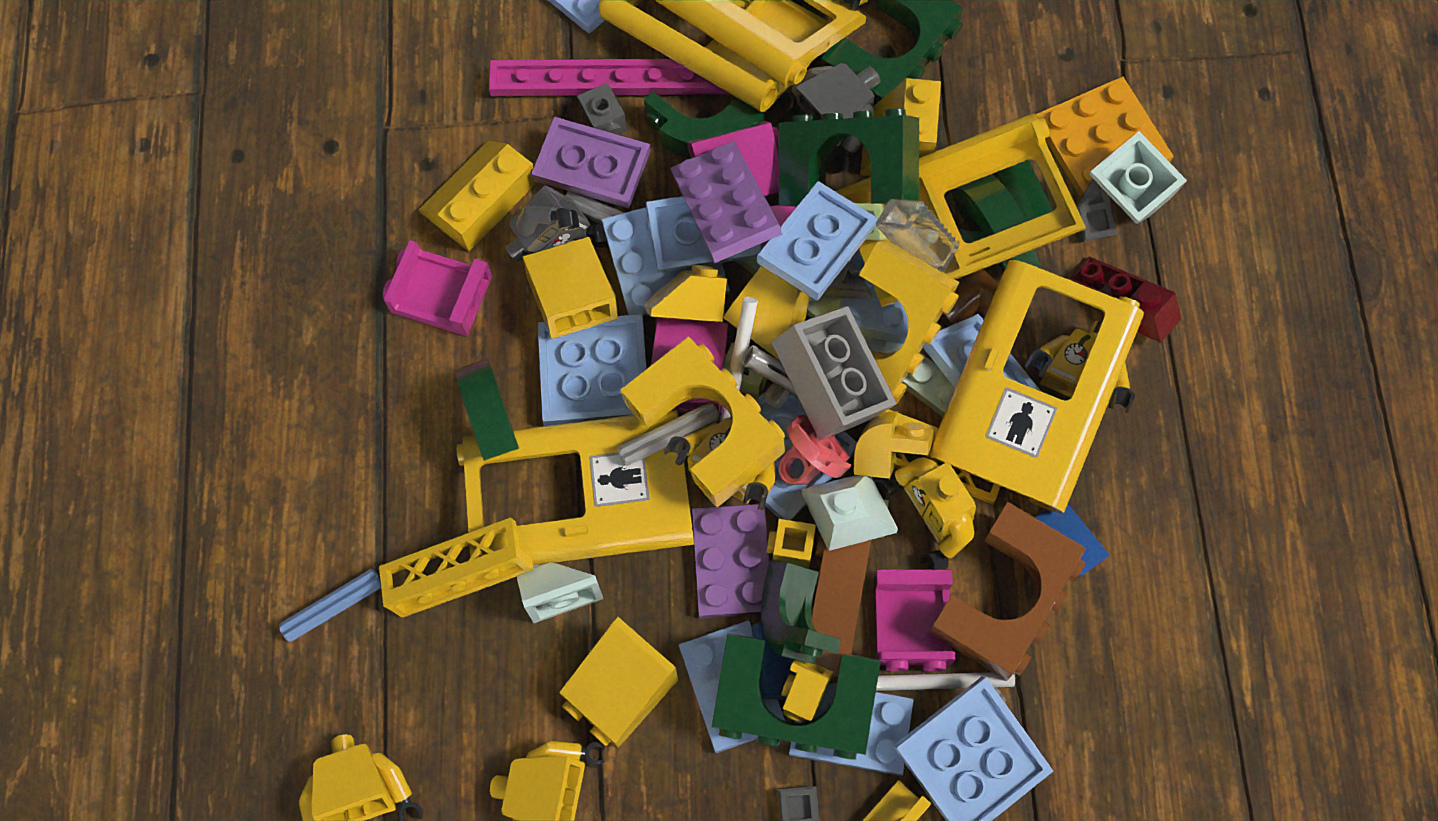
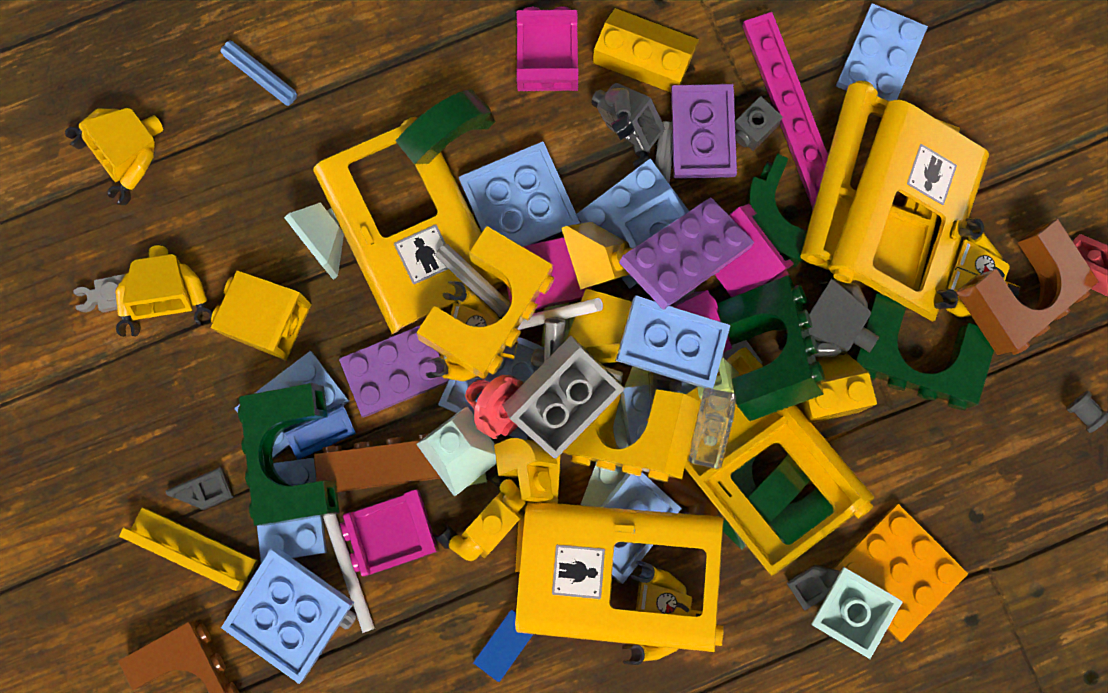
camera: 70 degrees right, 10 degrees up
(458, 580) = (300, 160): yellow fence -> none
(570, 287) = (580, 155): yellow brick -> none
(787, 613) = (354, 429): dark green arch -> none
(792, 542) = (417, 413): yellow brick -> none
(805, 690) = (295, 461): yellow brick -> none
(1050, 562) = (387, 611): dark orange arch -> none
(1156, 302) = (743, 635): dark red slope -> none

